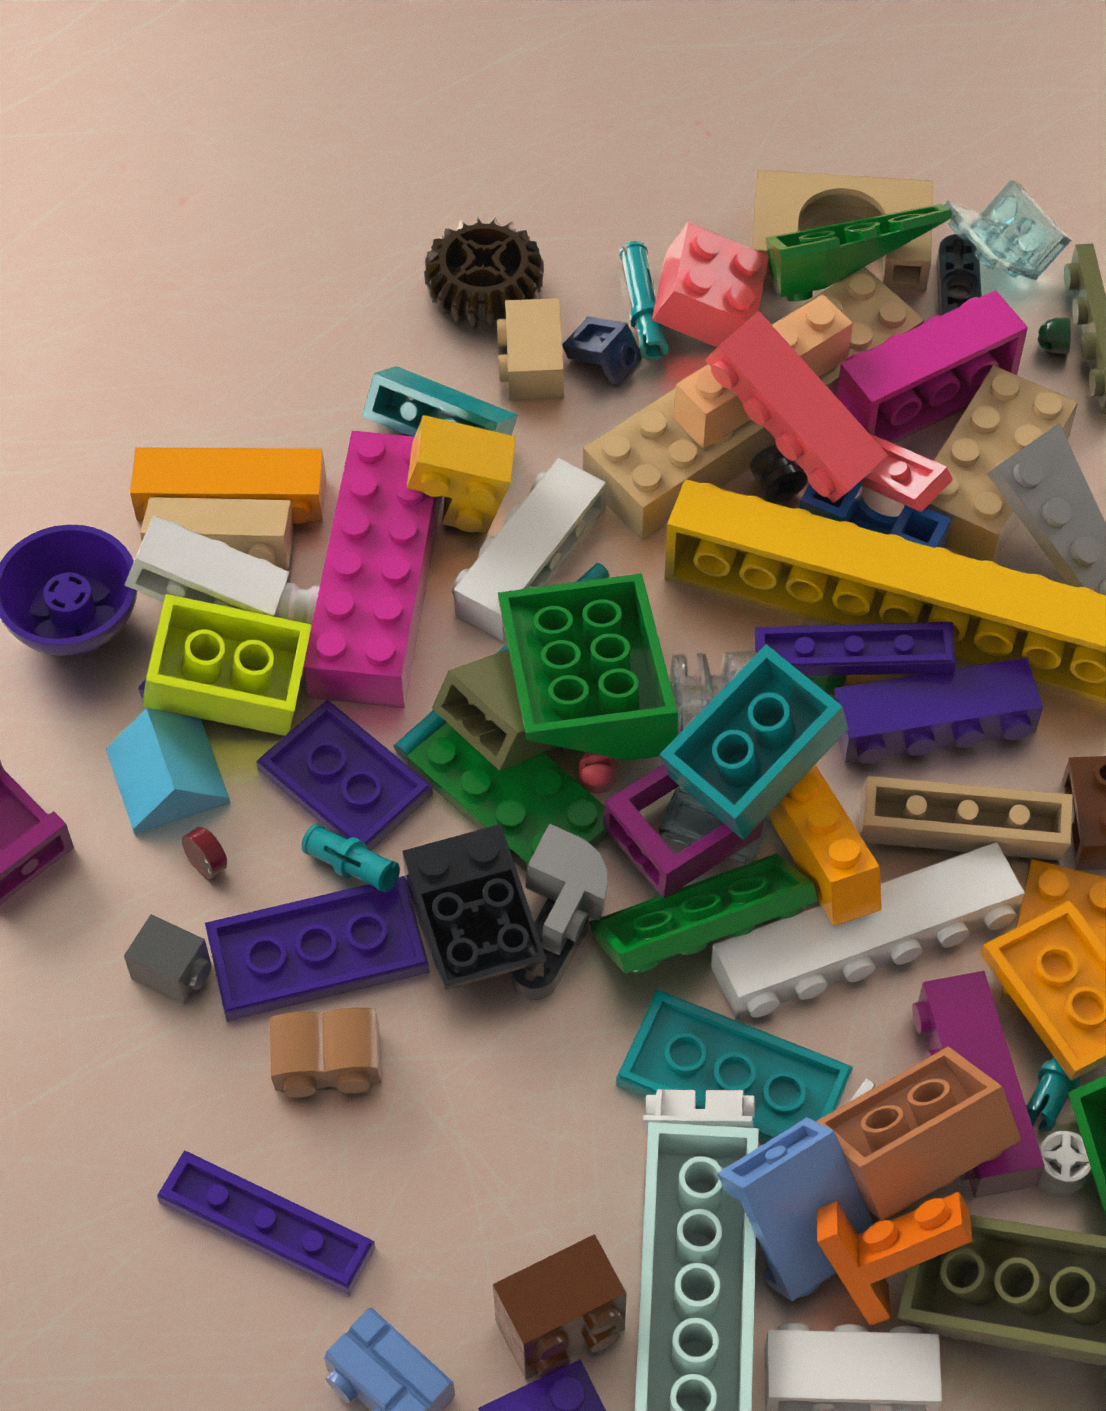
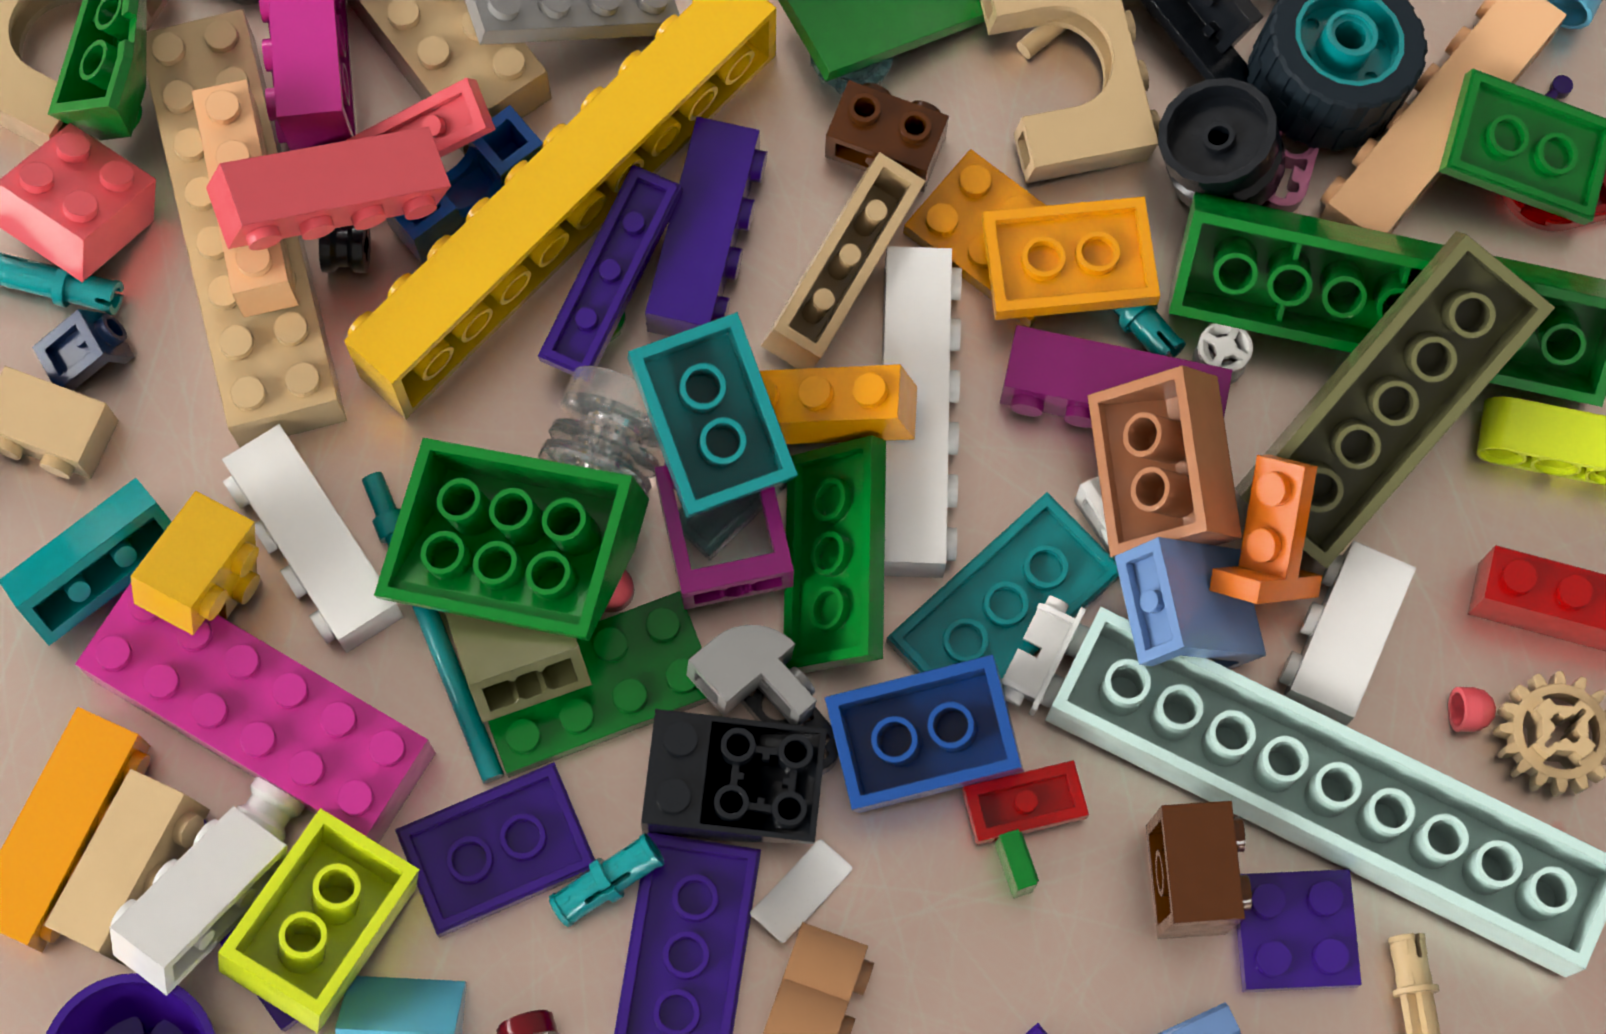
camera: 70 degrees left, 15 degrees up
(410, 1013) = (801, 891): none -> white sticker
(504, 1166) = (1016, 863): none -> green tile
(563, 1155) = (1025, 802): none -> red plate
(579, 1038) = (924, 734): none -> blue brick

